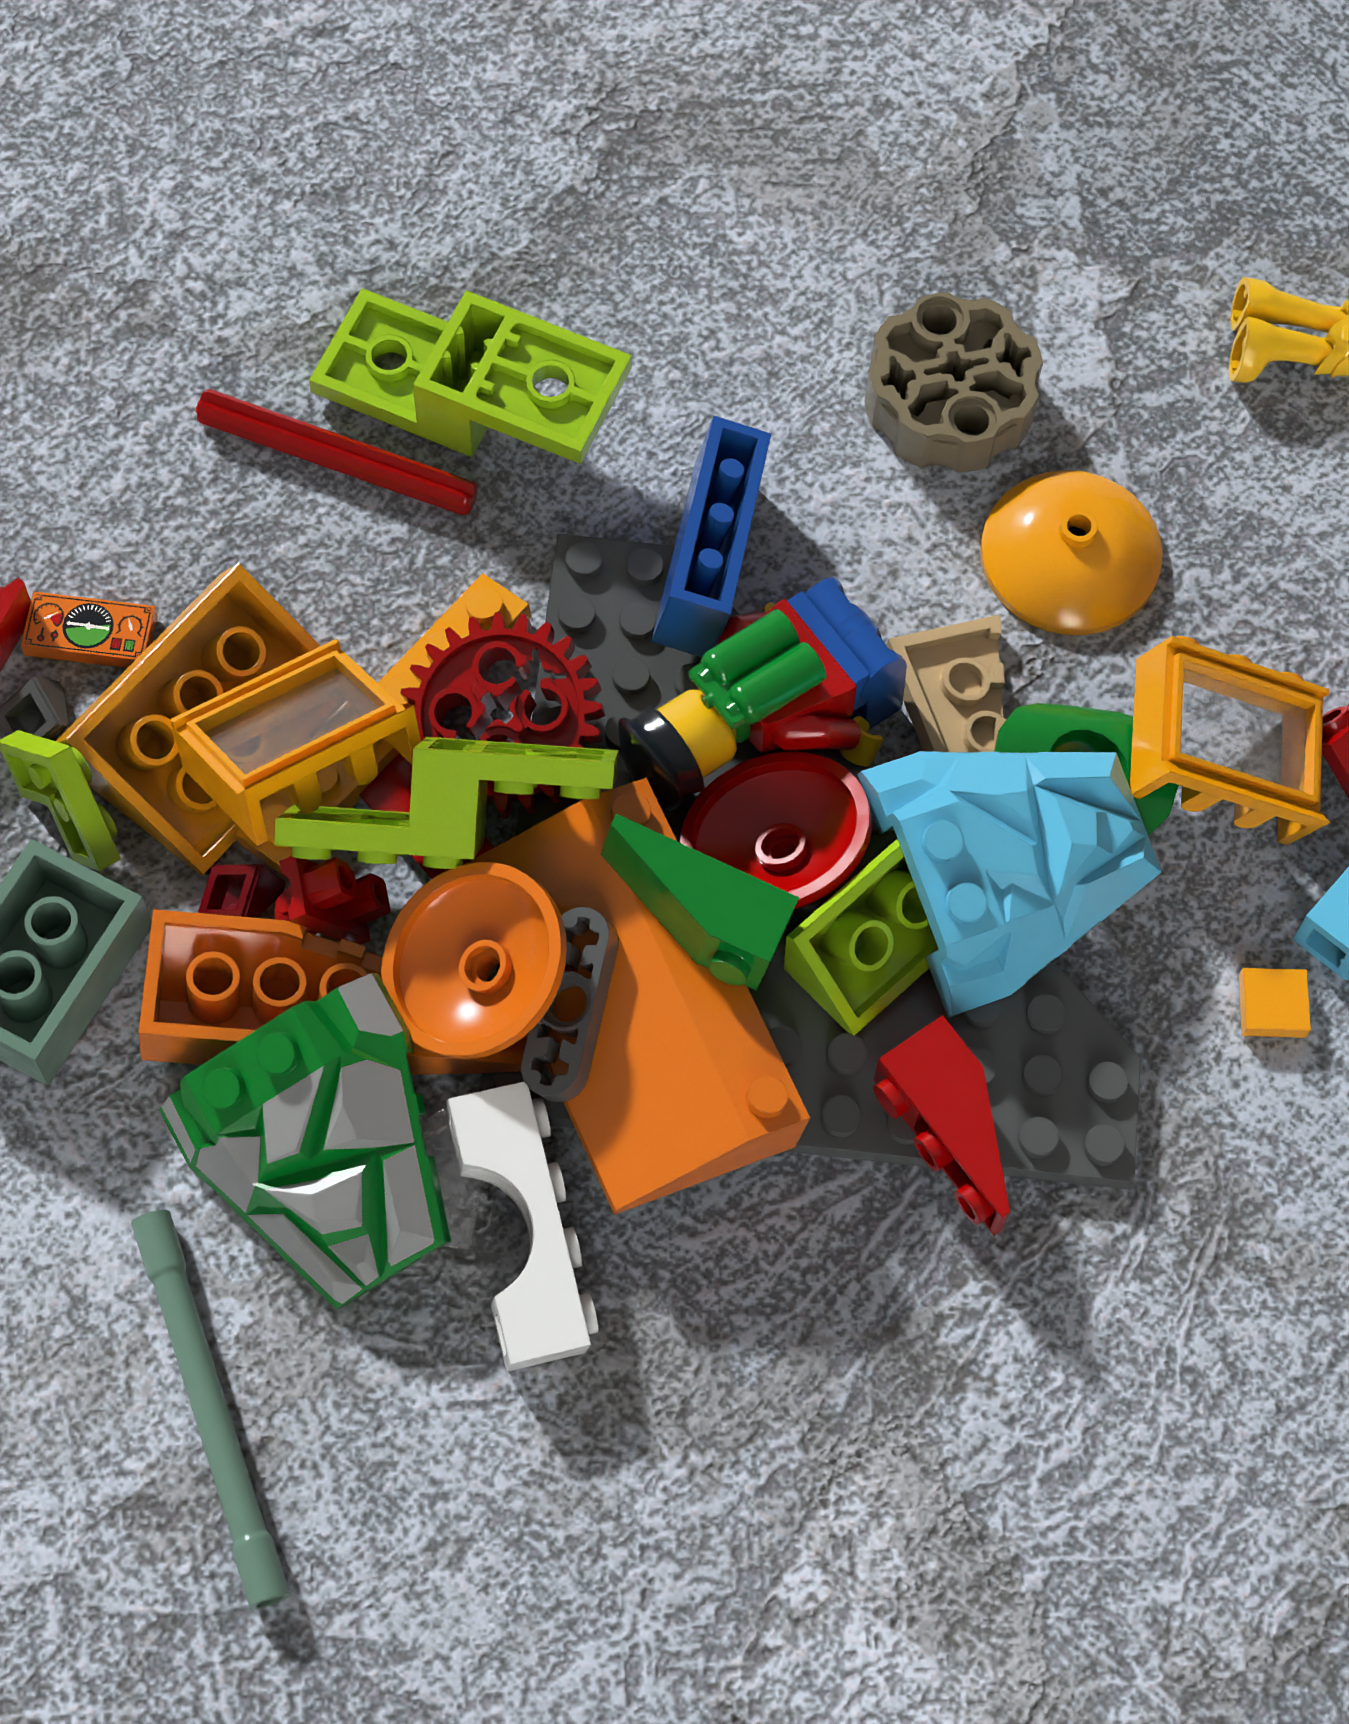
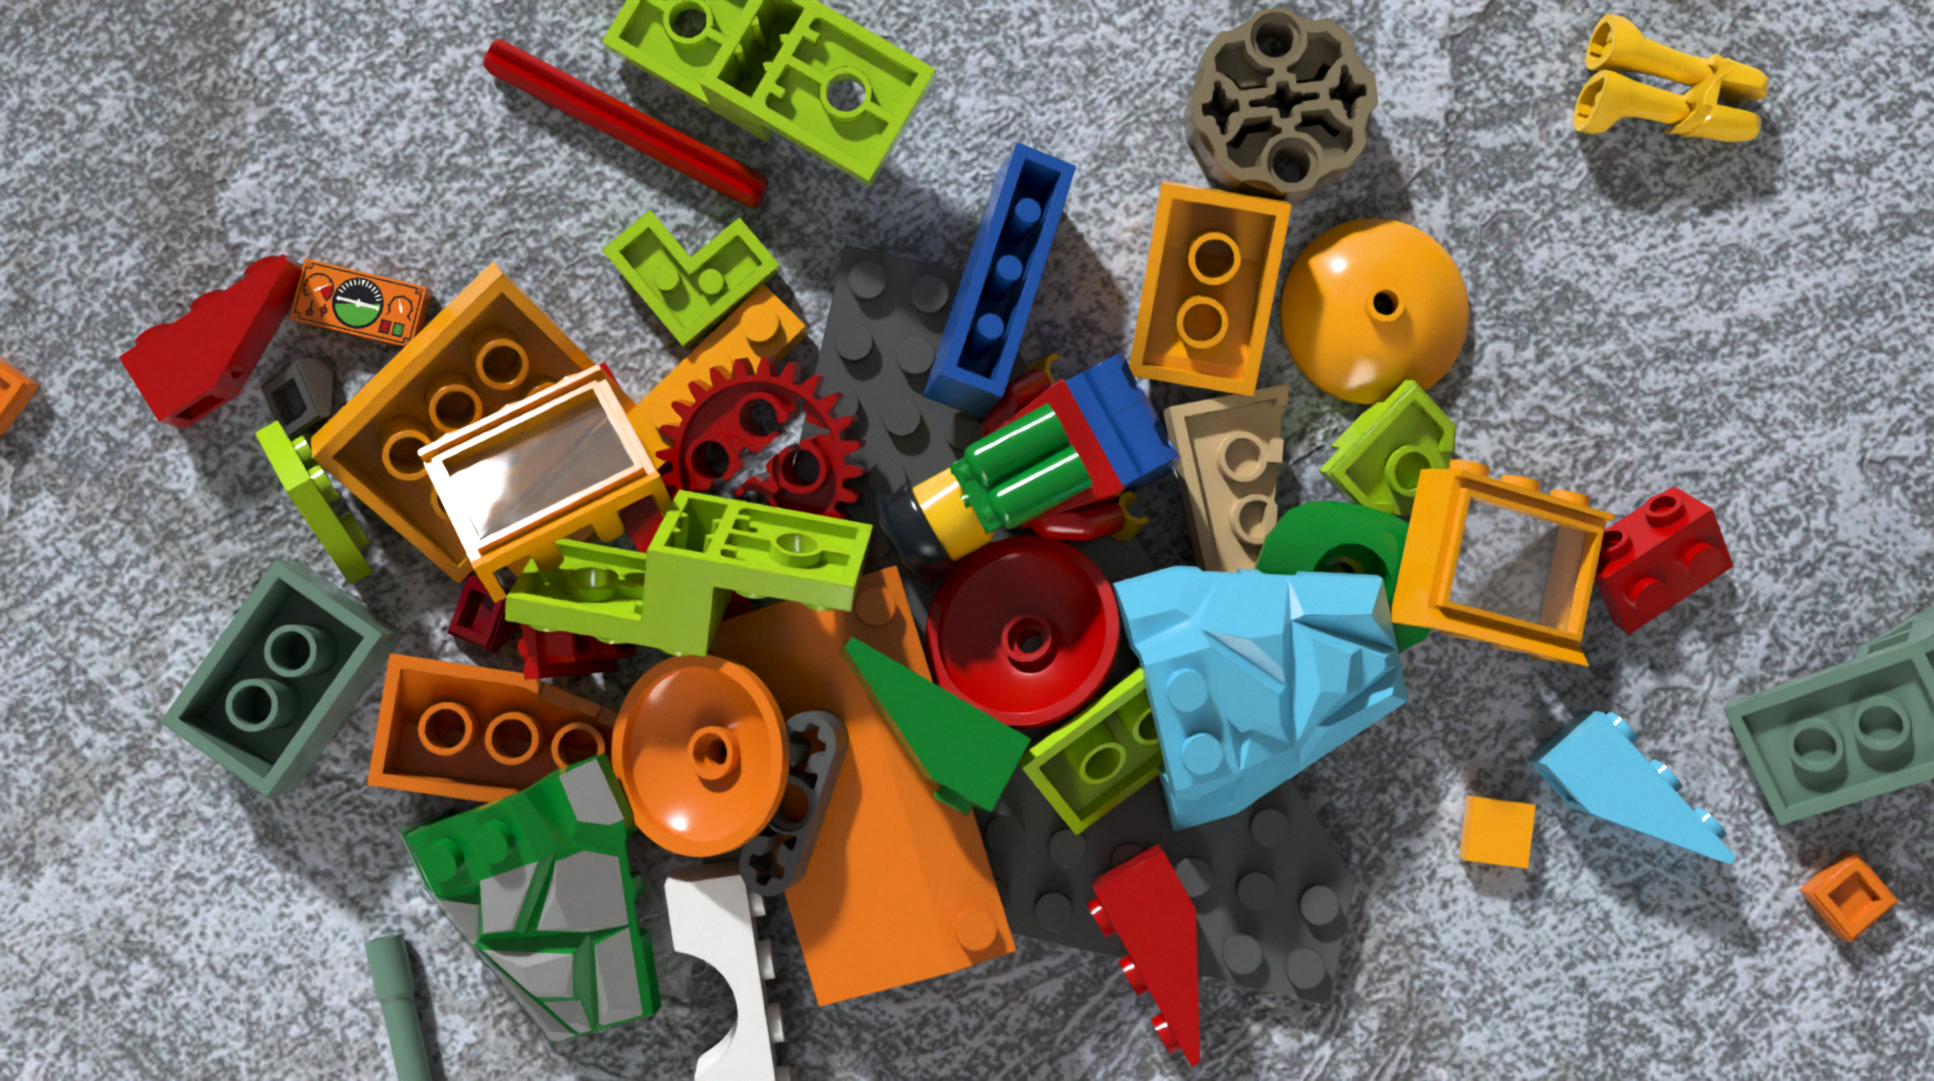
camera: 10 degrees right, 20 degrees up
(414, 586) = (696, 290): none -> lime plate
(911, 528) = (1208, 287): none -> light orange slope
(1102, 660) = (1387, 447): none -> lime plate

